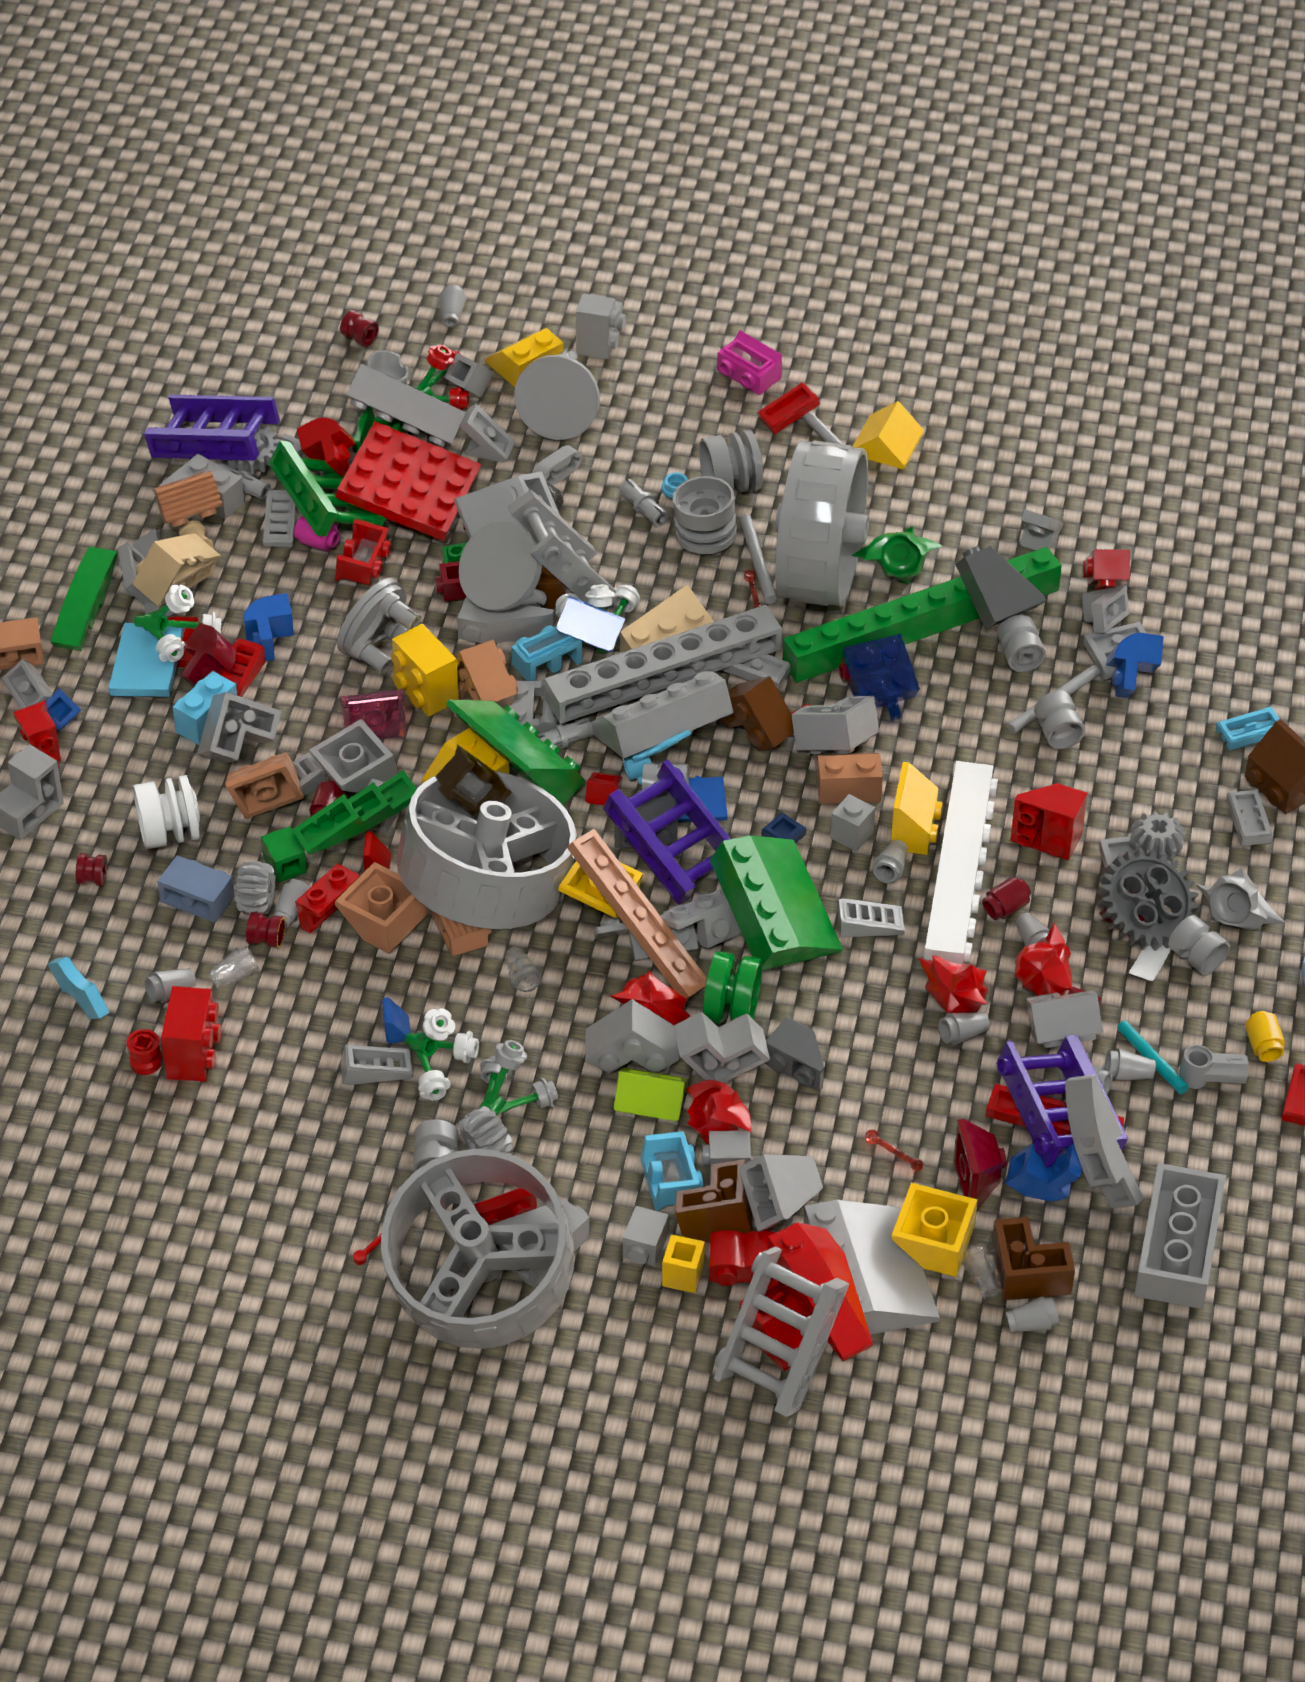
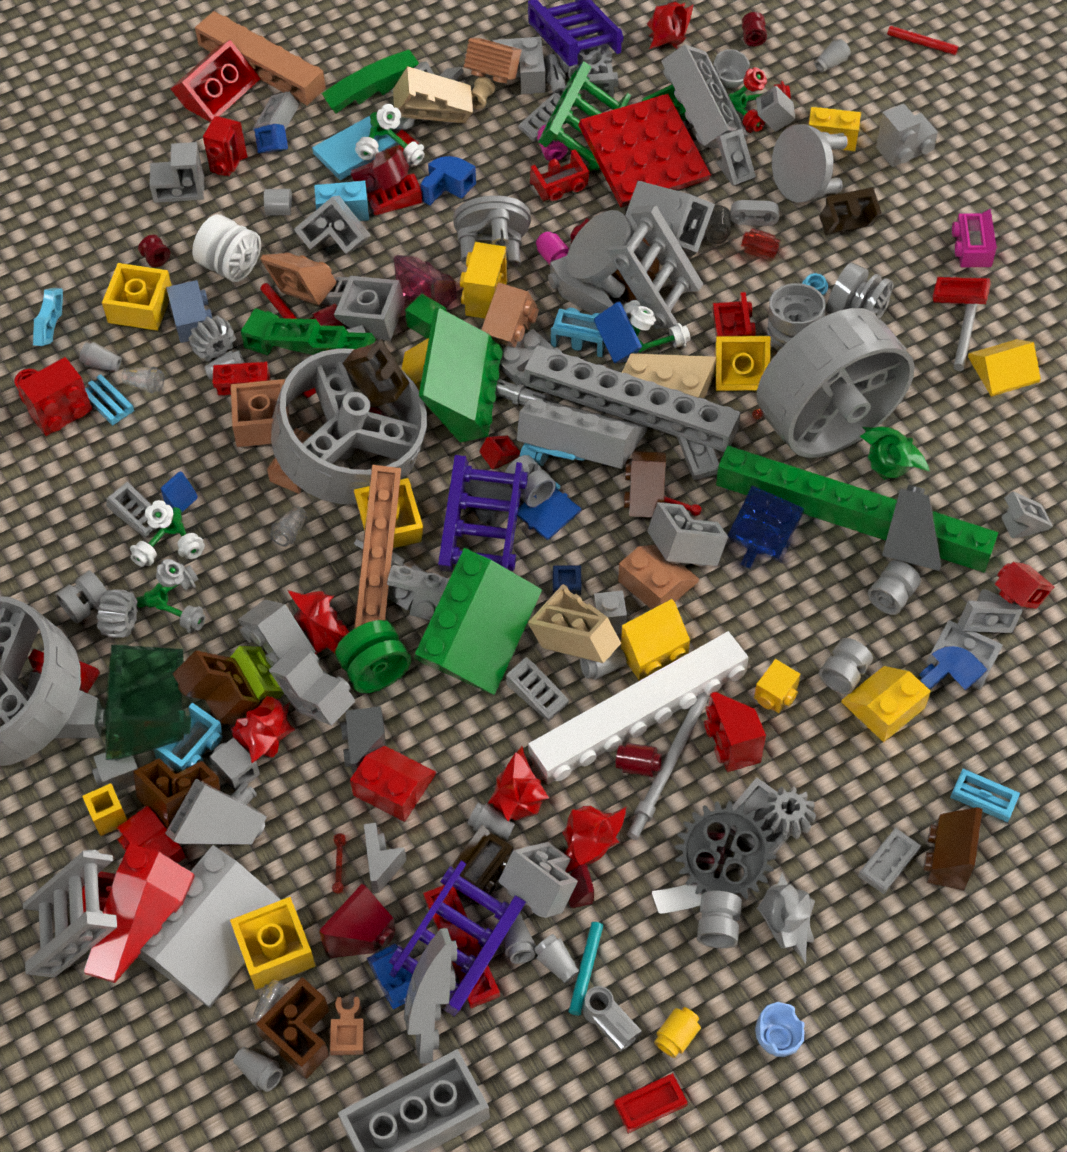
camera: 50 degrees right, 10 degrees up
(138, 909) = (137, 296): none -> yellow brick
(141, 751) = (277, 201): none -> light grey brick
(237, 1005) = (95, 387): none -> medium azure tile
(256, 826) = (277, 302): none -> red bar
(265, 930) = (188, 369): dark red wheel -> none
(285, 373) = (669, 24): none -> red hair
(326, 441) = (619, 86): red brick -> none
(408, 736) = (420, 314): none -> green brick
(438, 611) = (551, 247): none -> dark pink brick
(502, 246) = (923, 40): none -> red bar
(594, 485) = (760, 244): none -> clear red brick
(610, 1174) = (143, 701): none -> clear green windscreen
(635, 409) = (850, 211): none -> dark brown window
(643, 503) = (779, 276): light grey pin -> none
(647, 1110) = (219, 683): none -> reddish brown brick
(657, 556) = (734, 318): none -> red bracket
(706, 574) = (740, 361): none -> yellow slope
(853, 845) = (574, 627): none -> tan wedge
(861, 1066) = (391, 782): none -> red slope
(925, 1120) = (382, 862): none -> light grey slope
(989, 1044) = (485, 860): none -> dark brown window
(1015, 870) = (646, 809): none -> light grey bar
(1031, 769) = (777, 687): none -> yellow brick
(1031, 929) = (625, 796): light grey cone -> none
(1057, 1232) = (347, 1032): none -> nougat plate
(1070, 687) = (876, 647): light grey bar -> none
(1114, 719) = (887, 700): none -> yellow slope

